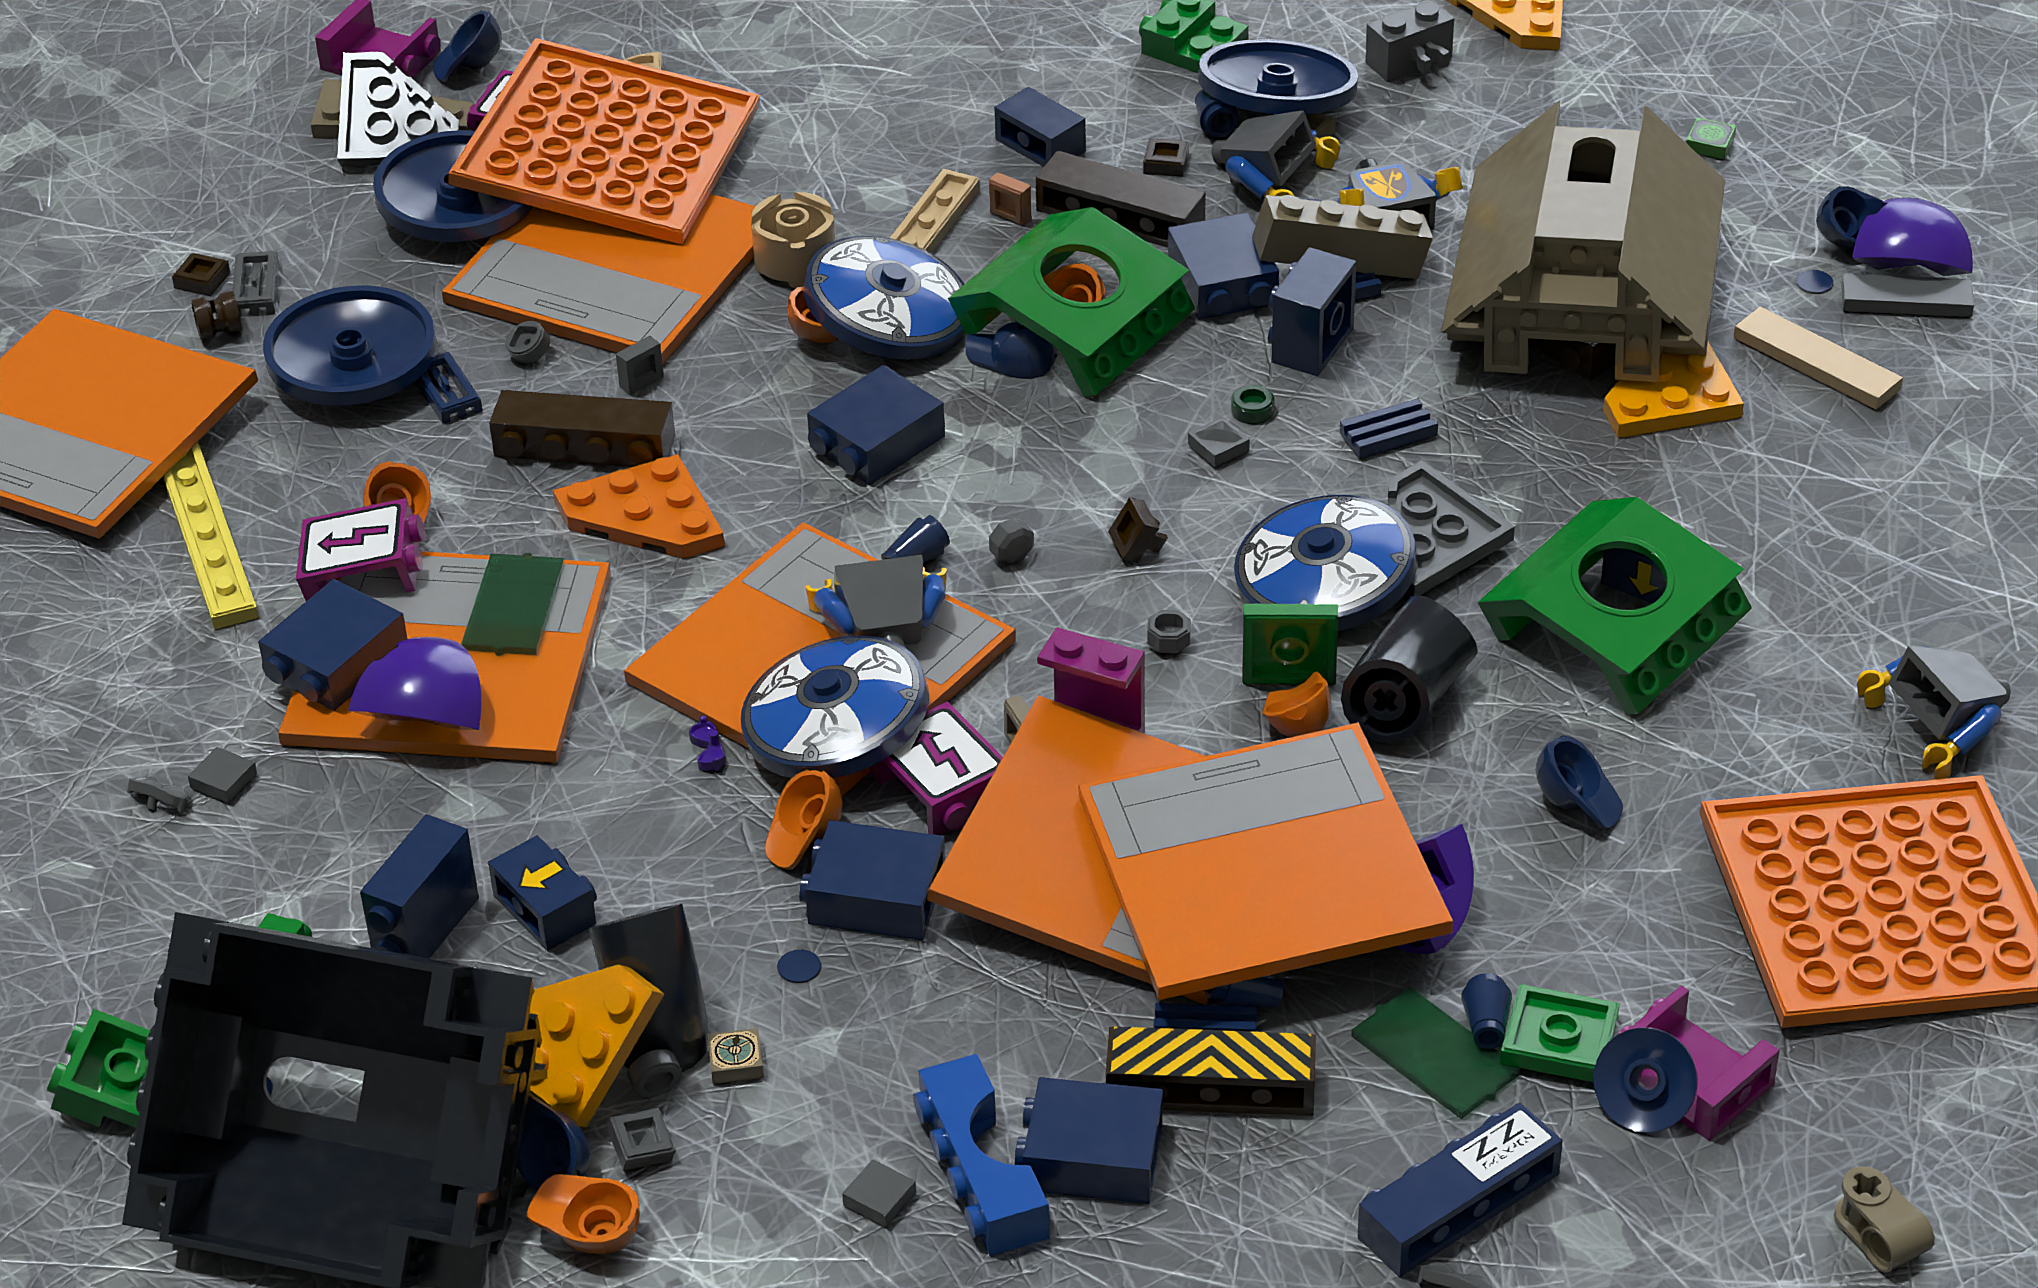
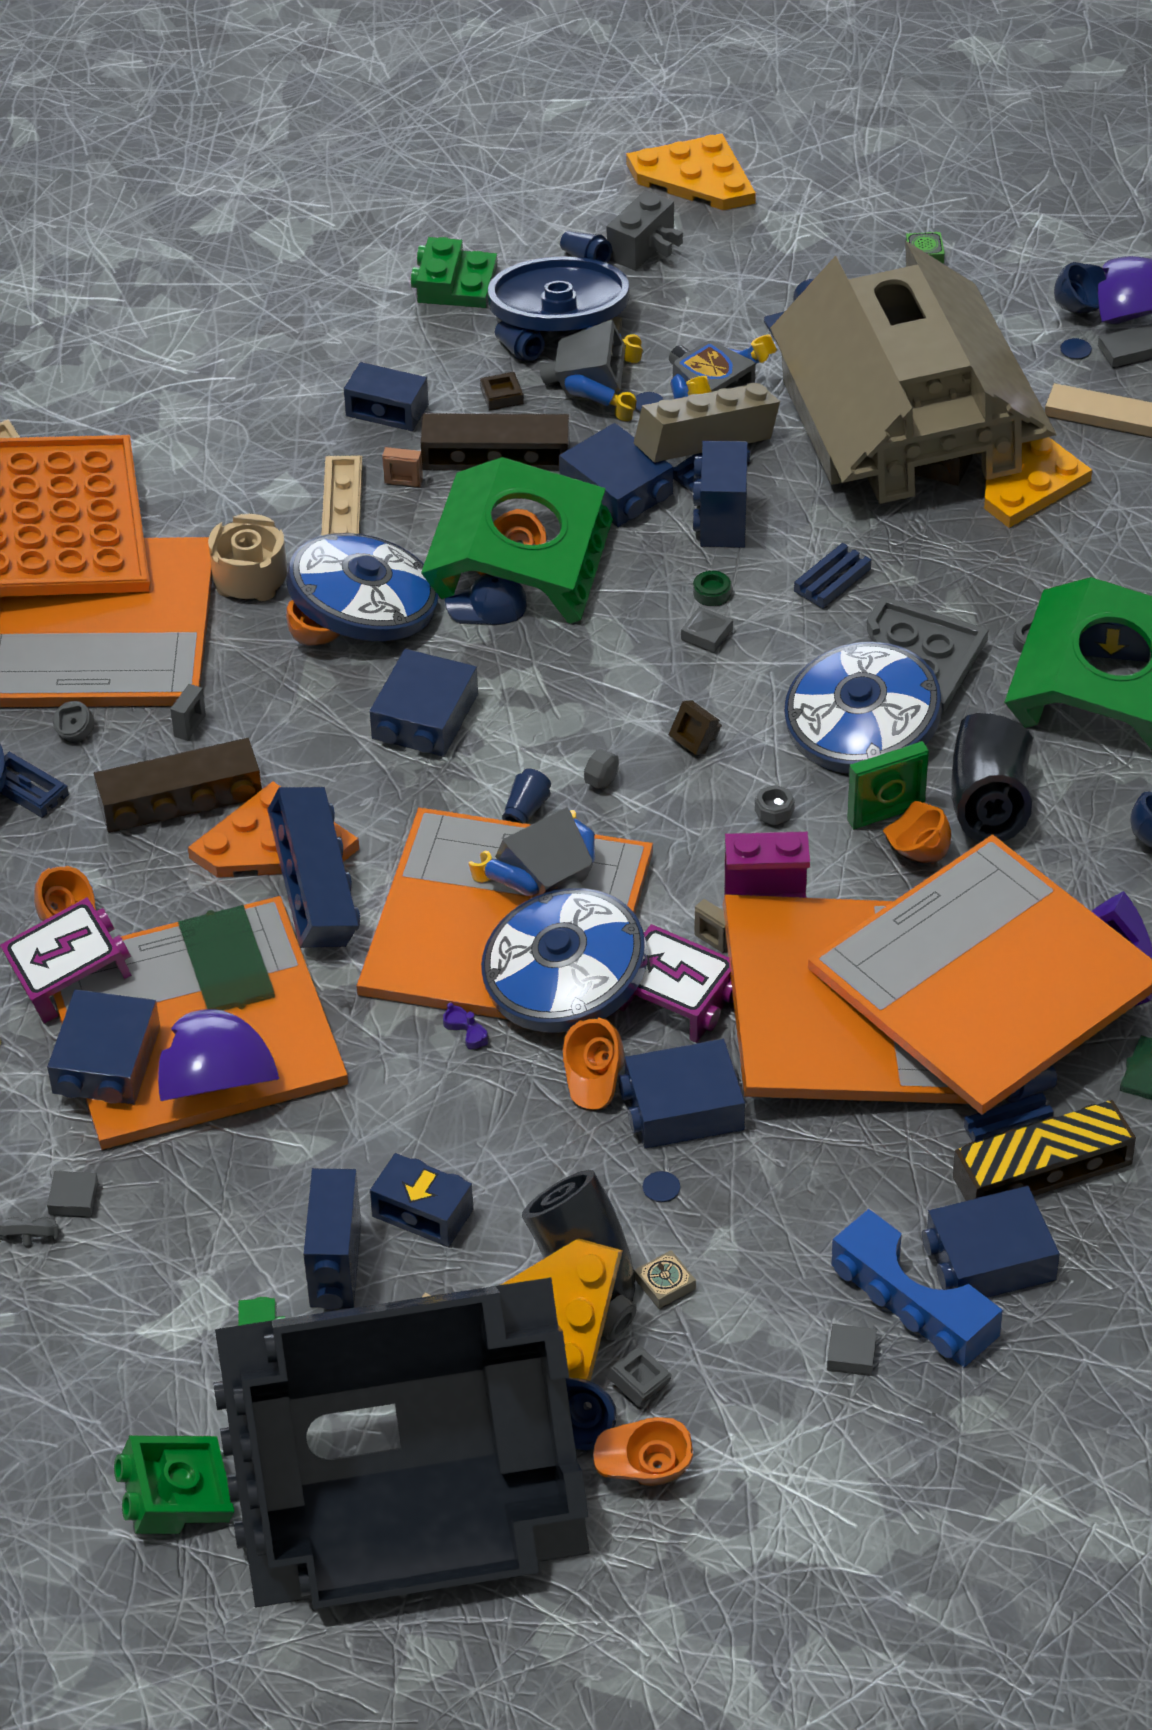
camera: 25 degrees left, 5 degrees up
(646, 541) = (313, 867): none -> dark blue brick
(1345, 42) = (586, 246): none -> dark blue cone

